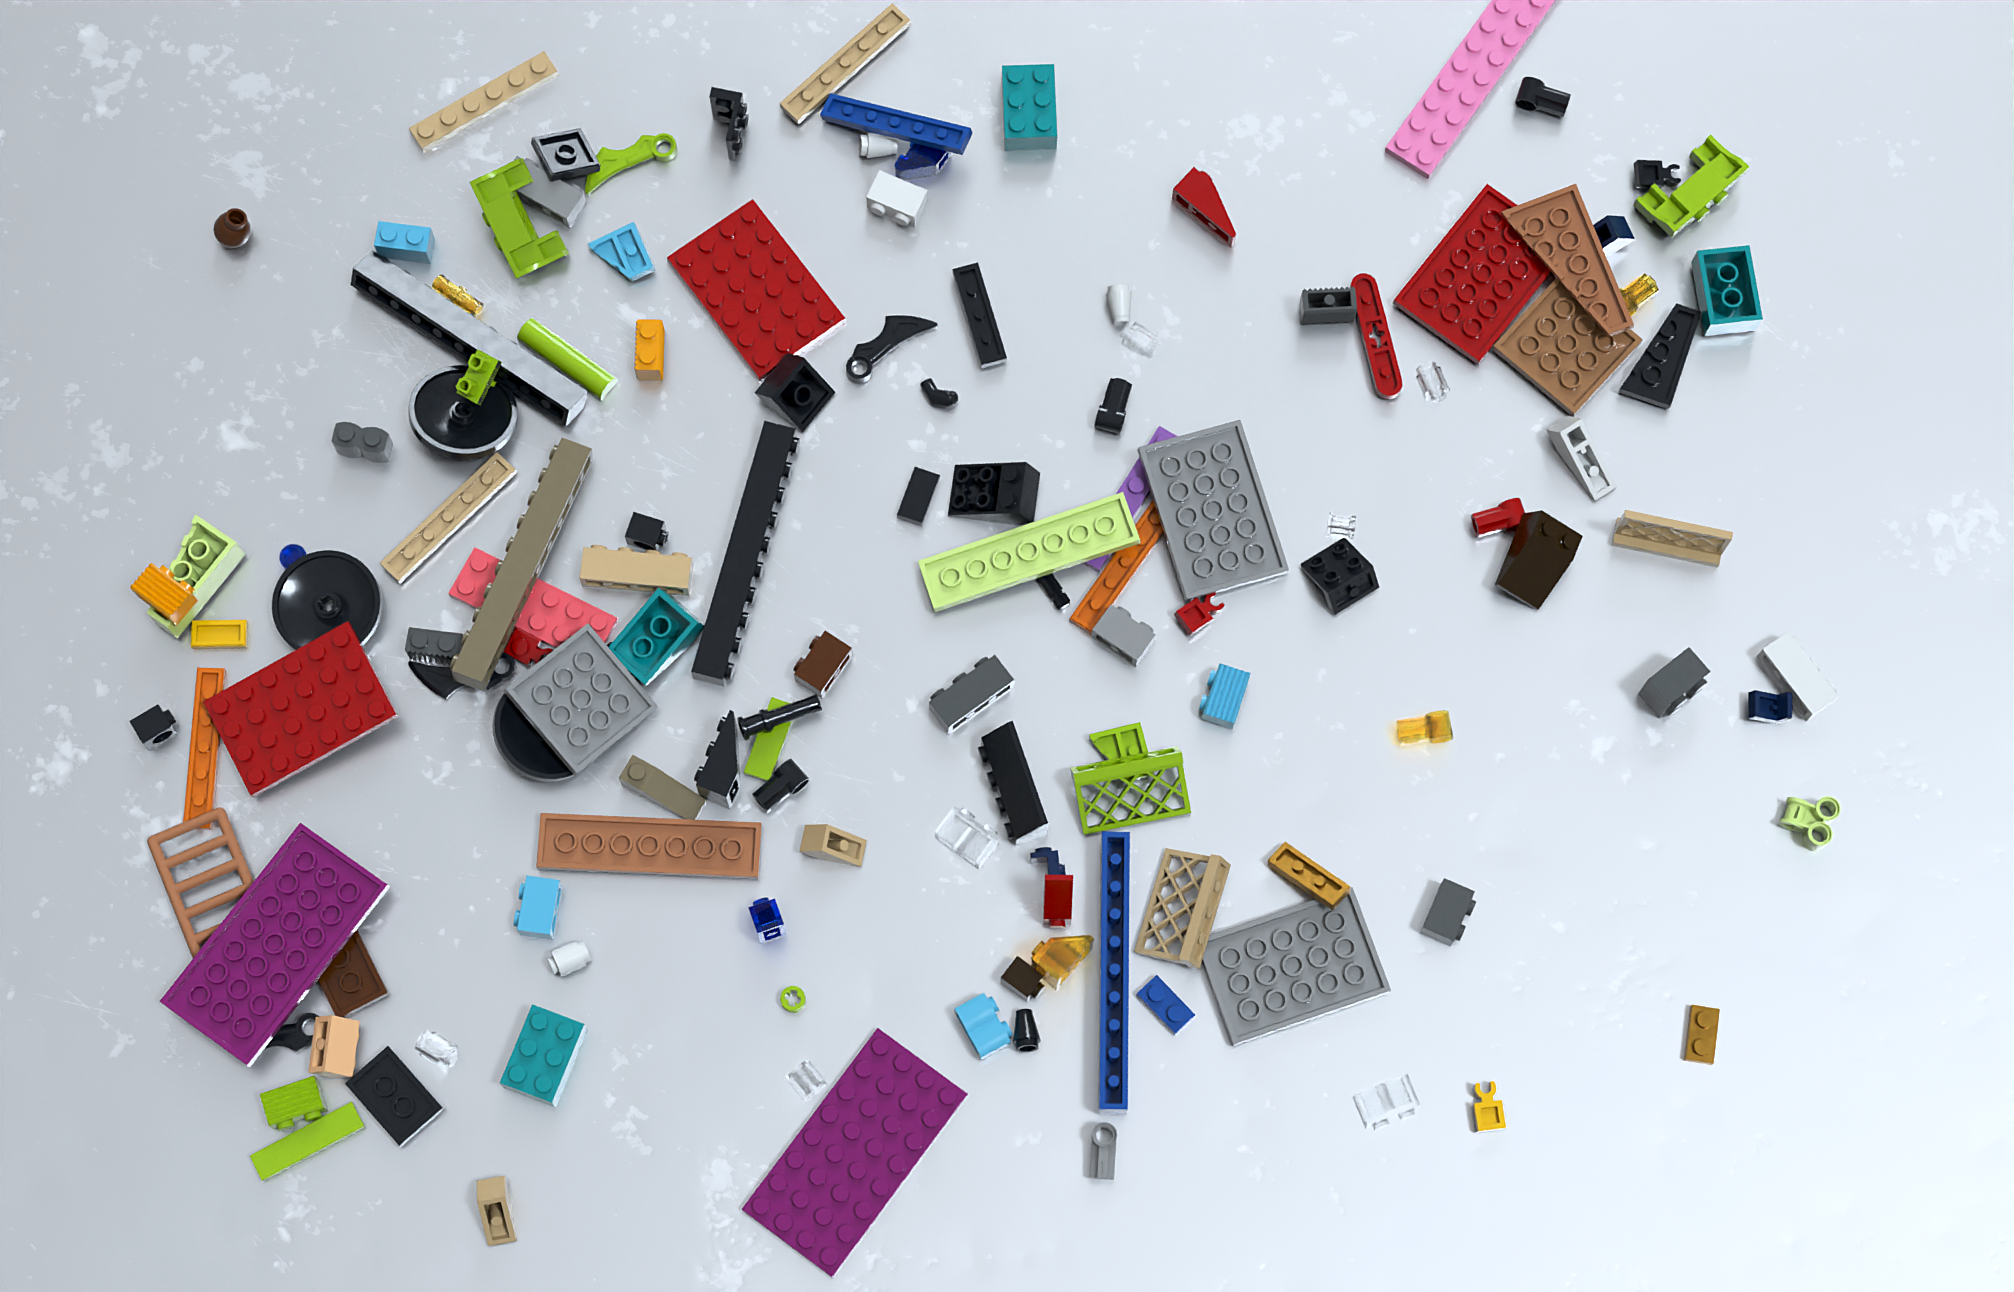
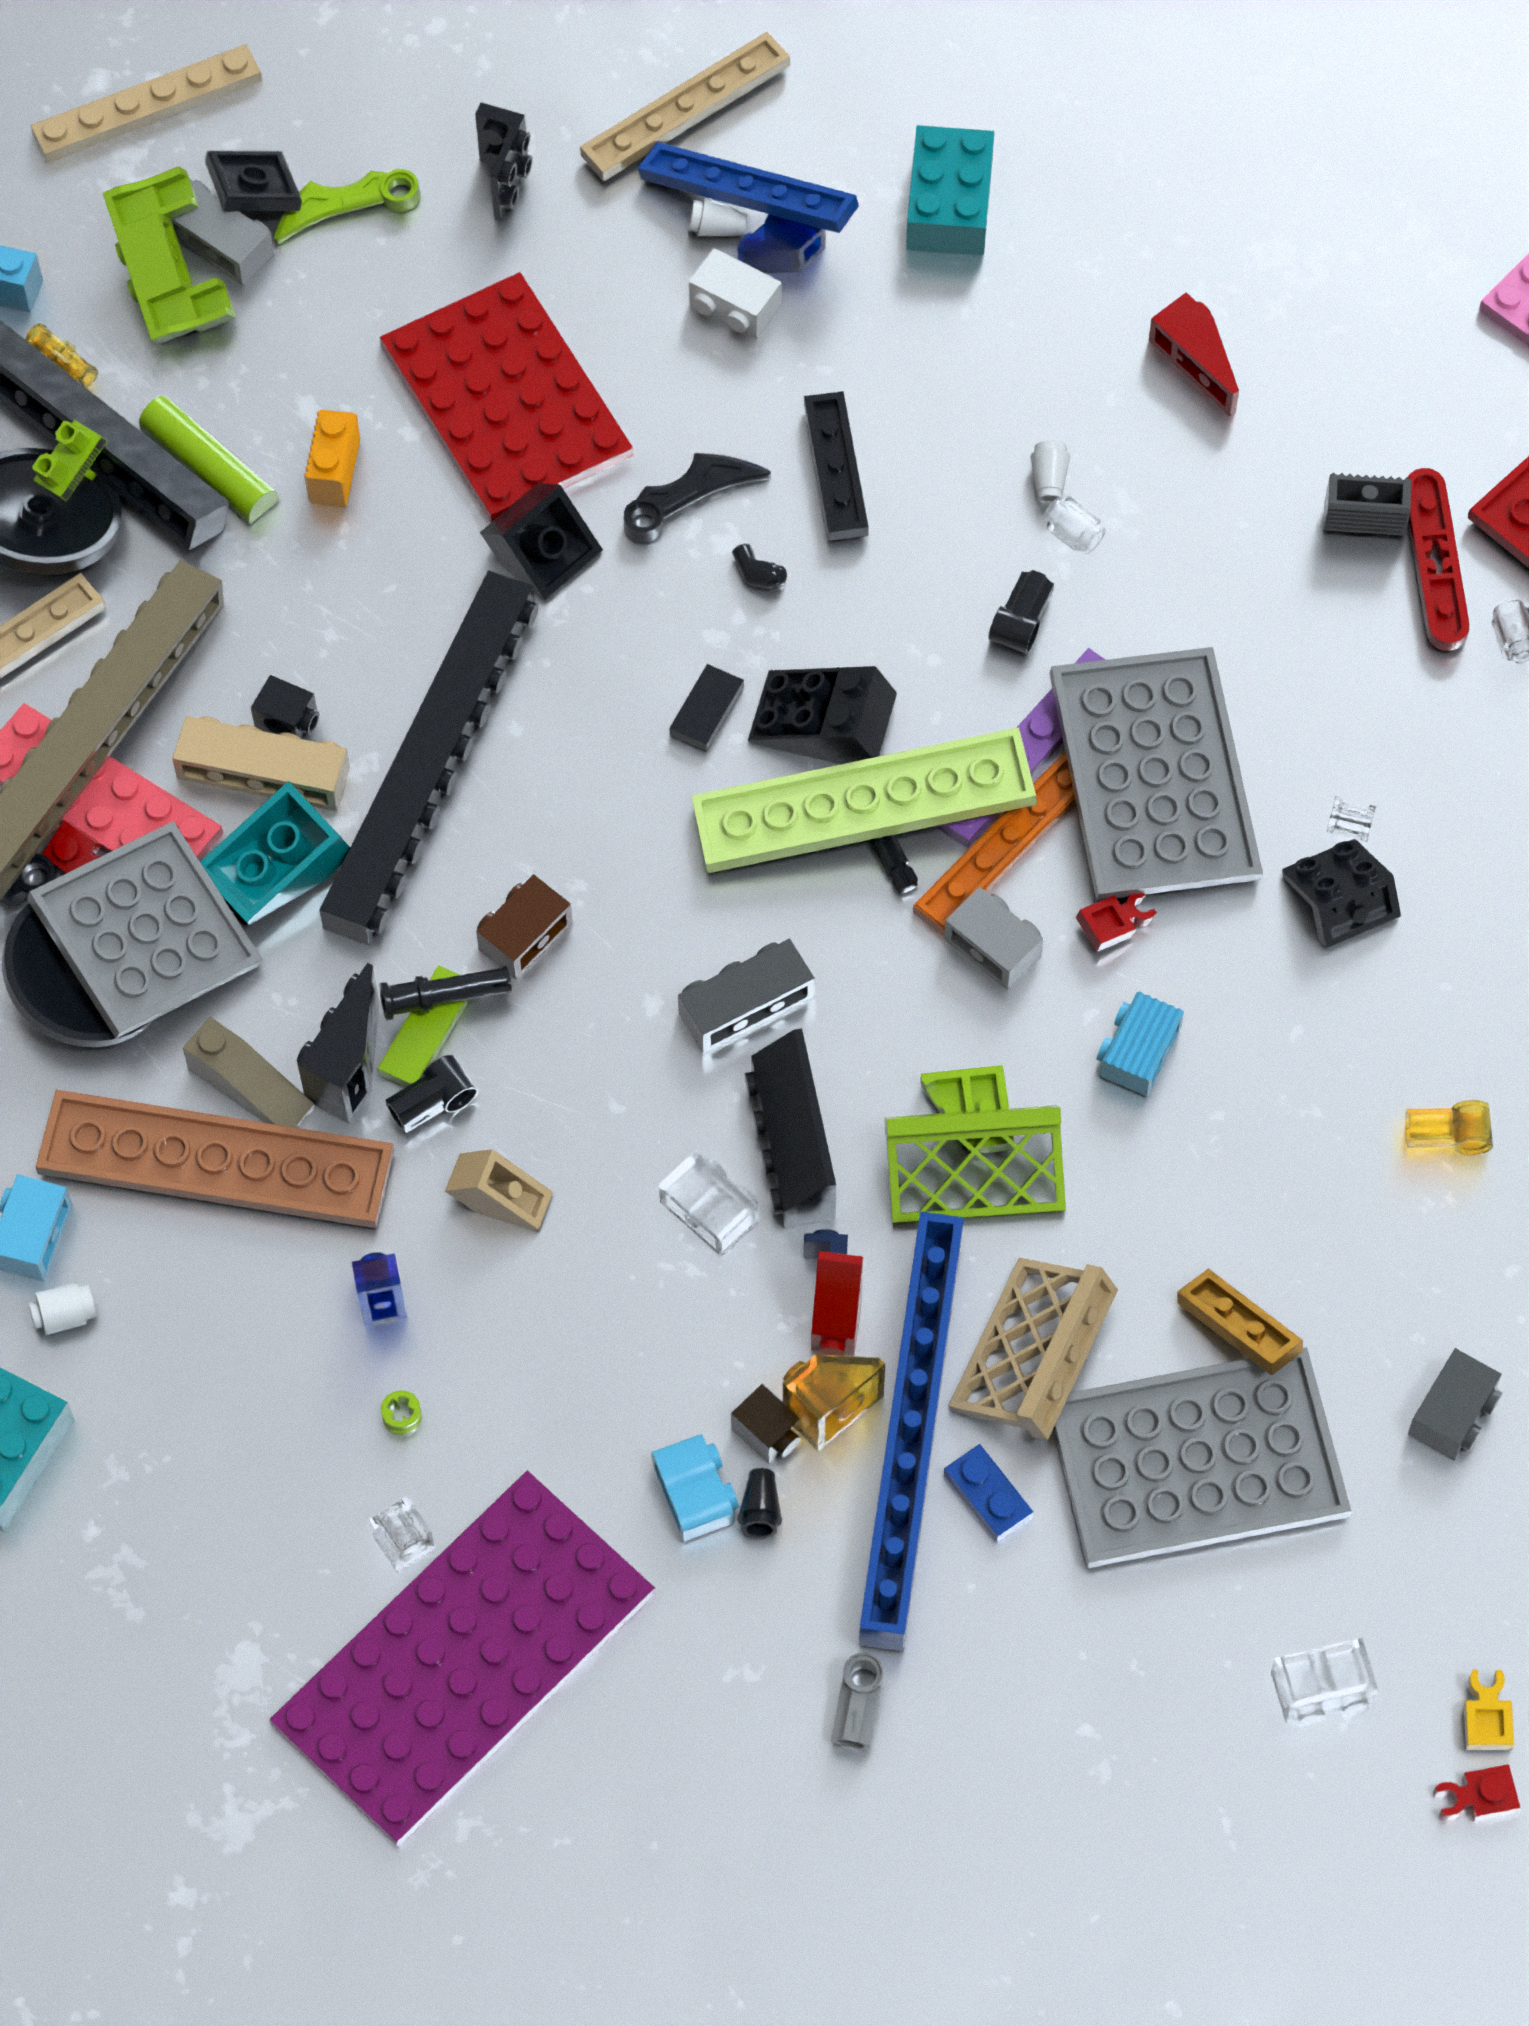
camera: 10 degrees right, 10 degrees down
(624, 252) = (318, 323): medium azure wing -> none
(1492, 1159) = (1485, 1792): none -> red plate

